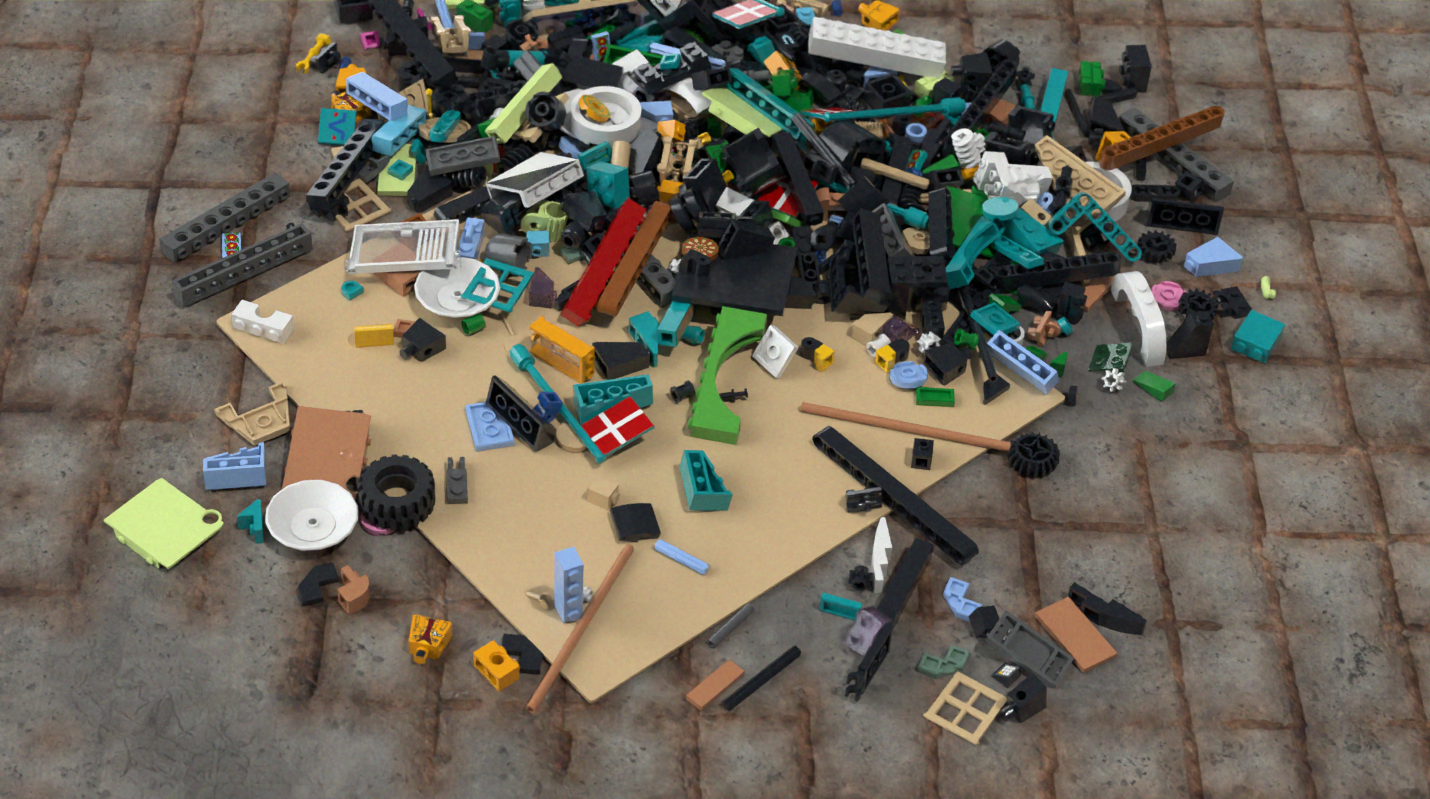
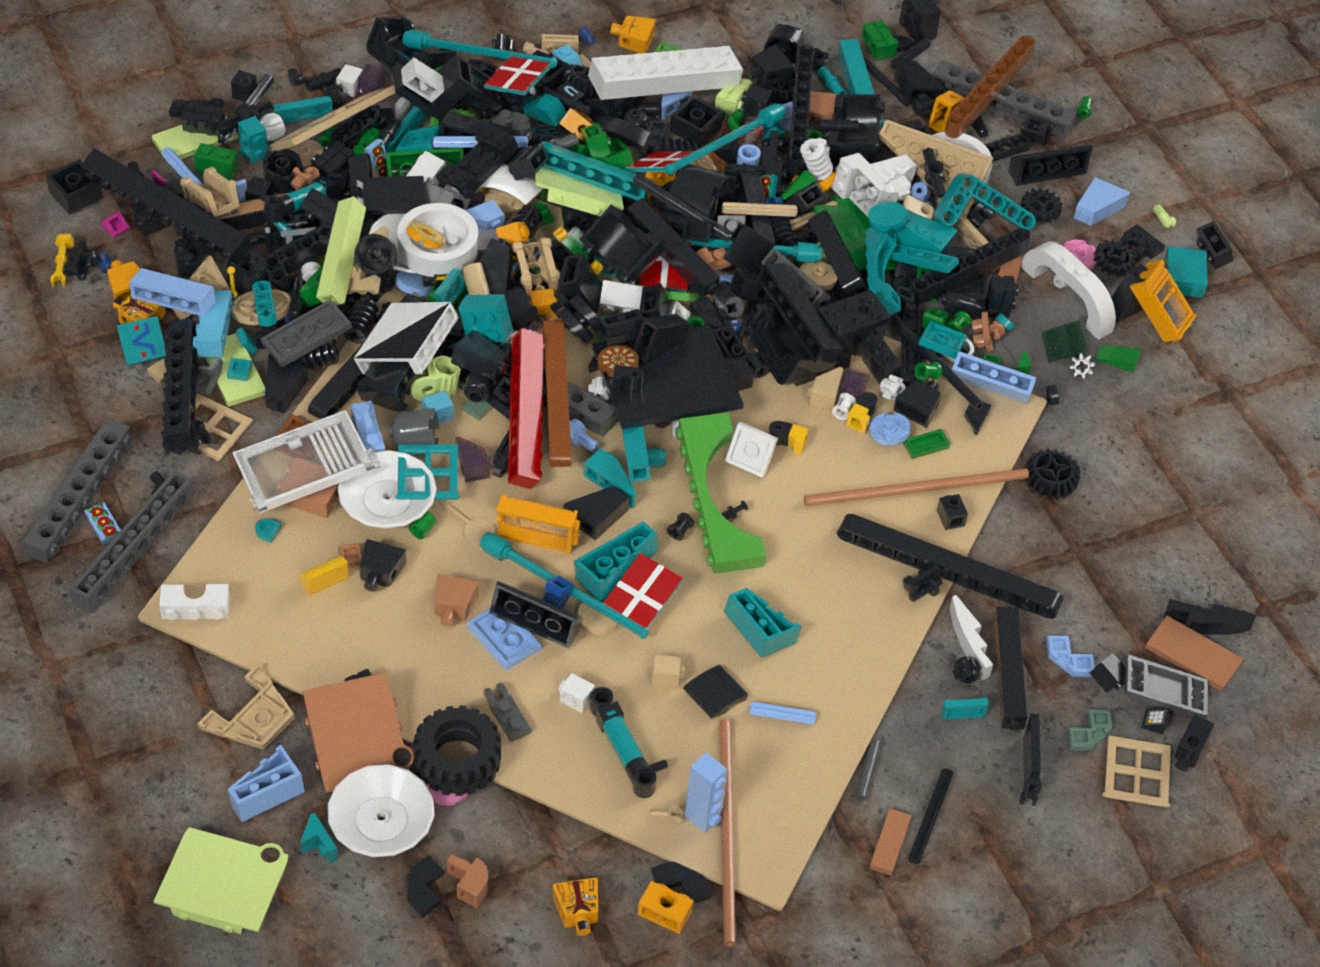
camera: 25 degrees left, 5 degrees up
(465, 384) = (454, 598): none -> nougat torso
(520, 484) = (576, 692): none -> white brick
(535, 534) = (610, 721): none -> black piece
(639, 297) = (579, 436): none -> light blue axle
(670, 61) = (474, 155): teal tile -> none
(866, 629) = (1010, 726): clear purple brick -> none
(1024, 314) = (958, 321): none -> green bush
(1214, 349) = (1163, 302): none -> light orange door
(1245, 183) = (1084, 109): none -> green pin
(1297, 322) = (1214, 242): none -> black brick

